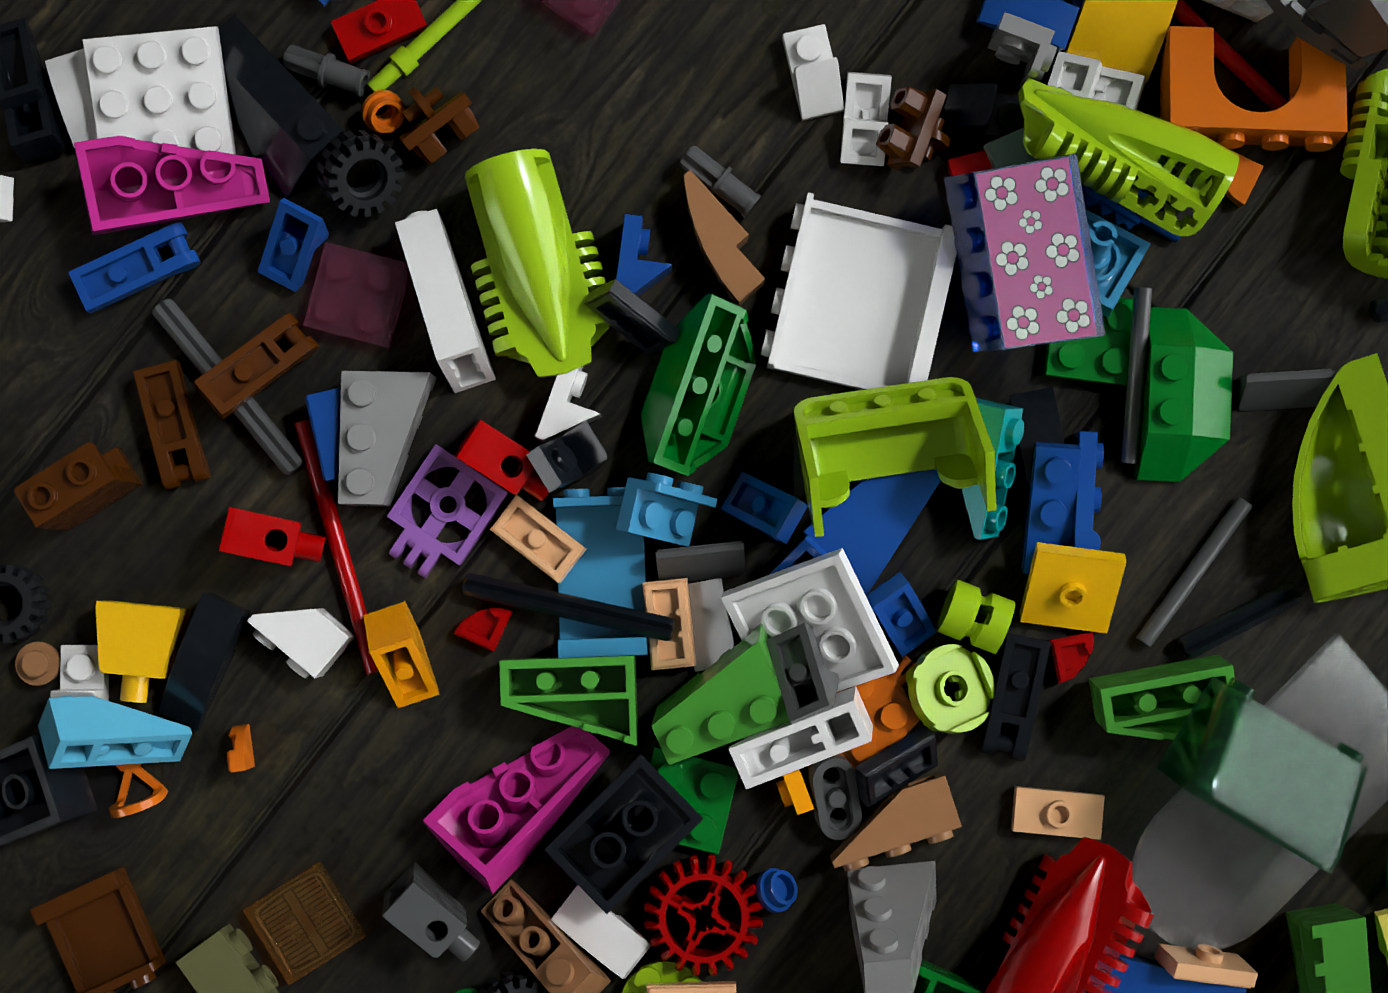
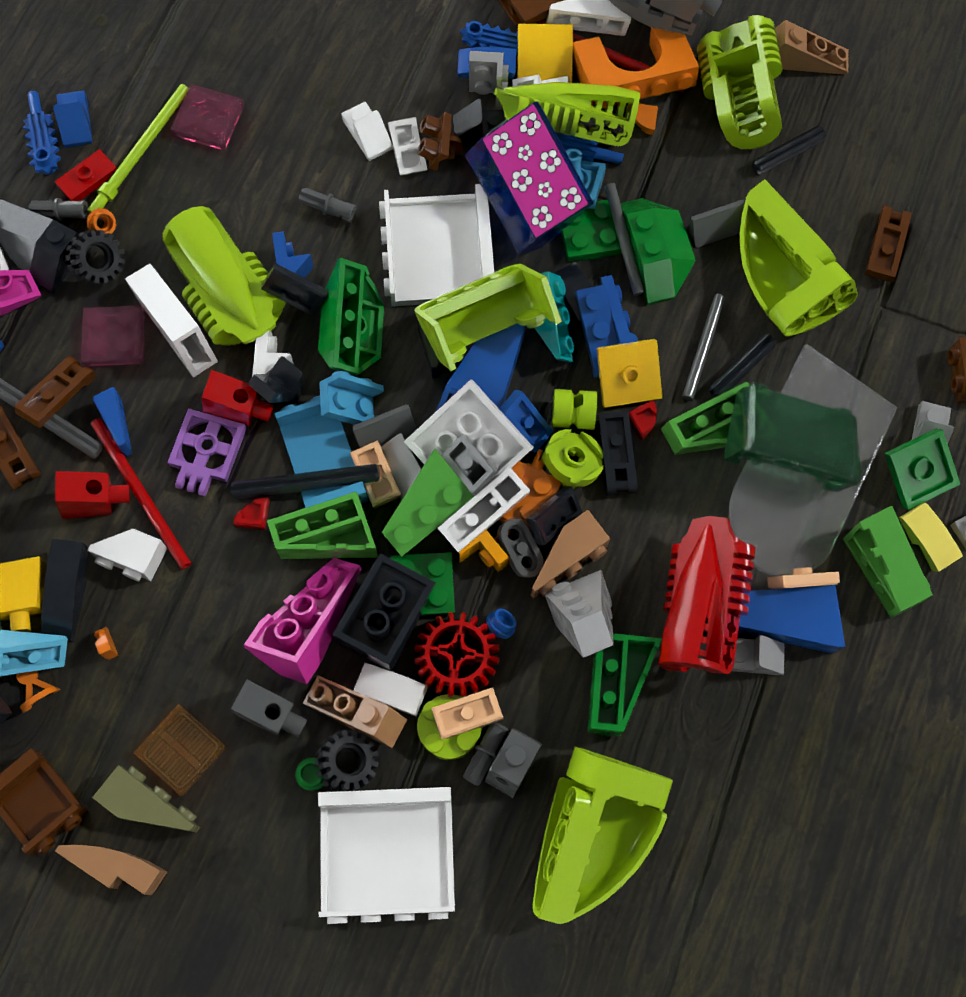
camera: 20 degrees left, 15 degrees down
(292, 244) = (60, 311): blue slope -> none
(377, 431) = (146, 408): light grey wedge -> none
(400, 654) = (200, 547): light orange slope -> none
(422, 136) = (130, 228): reddish brown hips -> none
(538, 539) = (273, 447): light nougat plate -> none
(720, 242) = (338, 234): medium nougat slope -> none
(764, 507) = (416, 384): blue slope -> none
(1057, 812) = (668, 518): light nougat plate -> none

